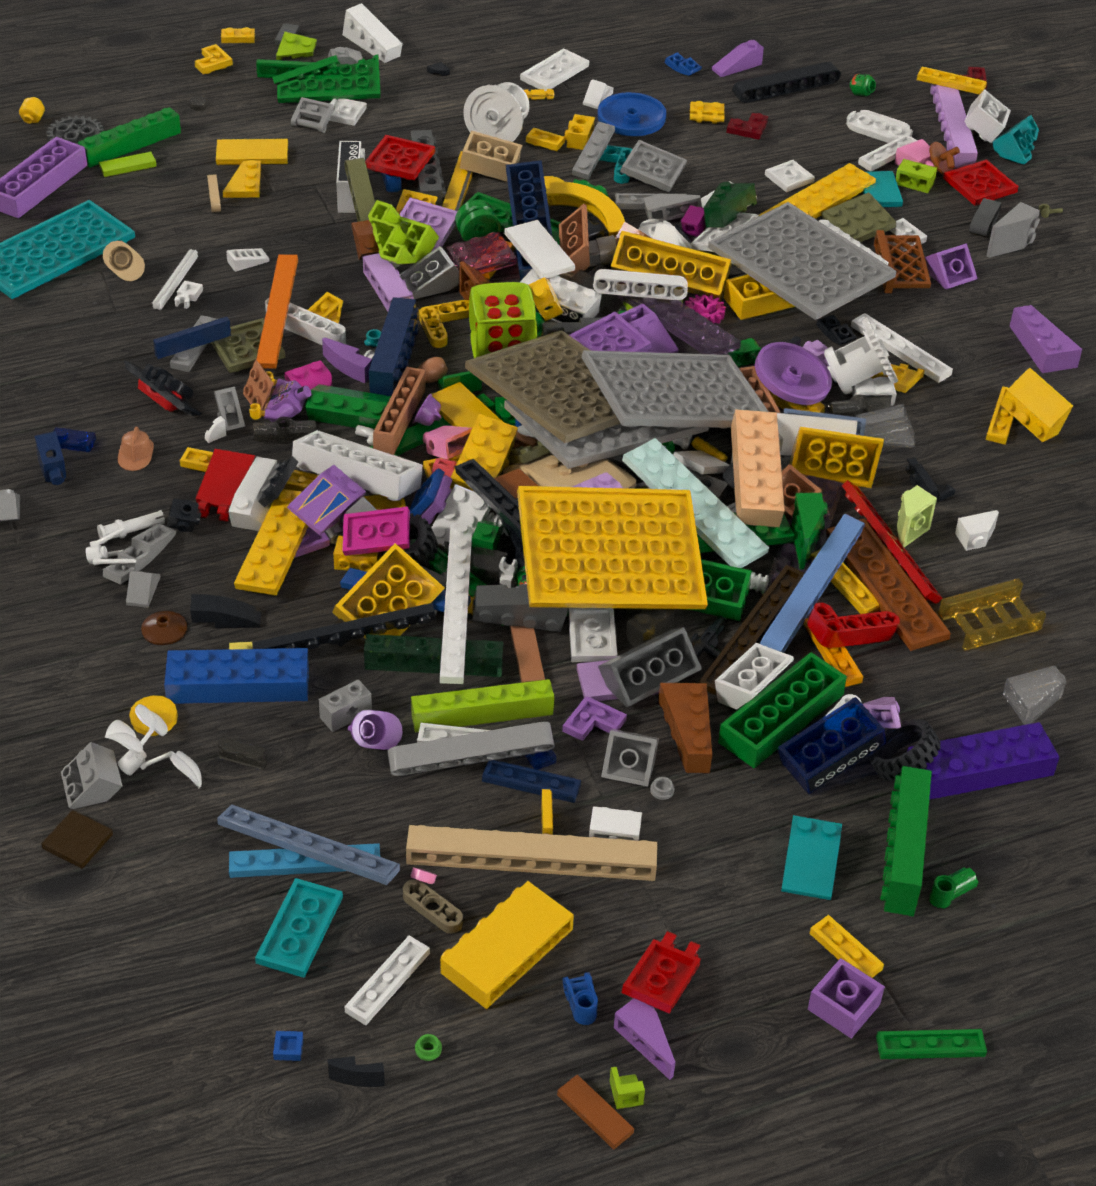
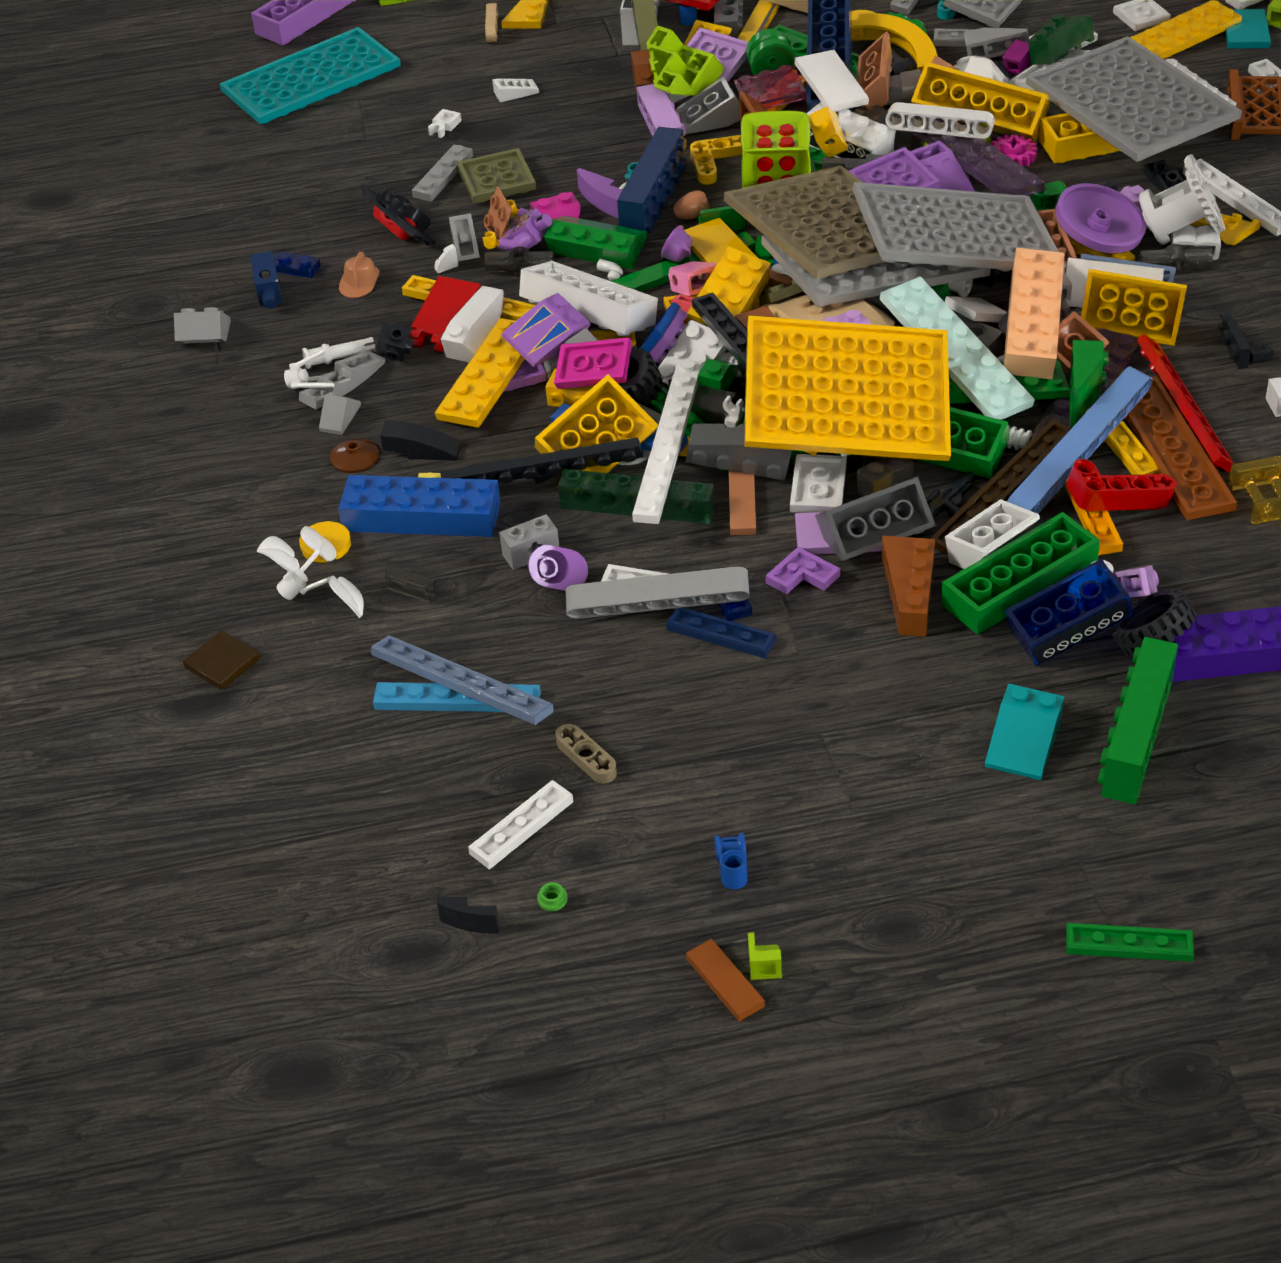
camera: 15 degrees right, 0 degrees up
(91, 777) = (247, 597): light grey slope -> none
(123, 260) = (381, 87): tan piece -> none
(175, 279) = (434, 108): white axle -> none
(192, 337) = (437, 164): dark blue tile -> none
(277, 311) = (532, 140): orange tile -> none
(277, 481) = (498, 309): black plate -> none
(288, 1045) = (401, 882): blue plate -> none
(299, 927) = (436, 764): teal plate -> none
(312, 325) = (560, 152): white beam -> none
(328, 307) = (588, 144): yellow wing -> none
(399, 410) = (645, 244): nougat brick -> none
(423, 875) = (580, 720): bright pink tile -> none
(484, 704) = (682, 549): lime brick -> none
(506, 944) = (659, 797): yellow brick -> none
(531, 852) = (707, 705): tan brick -> none
(546, 812) = (729, 668): yellow tile -> none
(615, 824) = (803, 686): white brick -> none
(630, 757) = (835, 613): light grey slope -> none
(643, 1030) = (793, 896): medium lavender slope -> none
(662, 788) = (867, 648): light grey plate -> none
(662, 973) = (826, 839): red tile -> none
(699, 444) = (980, 291): yellow axle -> none
(845, 946) = (1047, 832): yellow plate -> none
(845, 998) = (1034, 882): medium lavender brick -> none
(860, 217) = (1214, 57): olive plate -> none
(891, 425) = (1207, 279): clear slope -> none
(915, 514) = (1218, 373): yellowish green slope -> none
(952, 886) = (1180, 775): green piece -> none

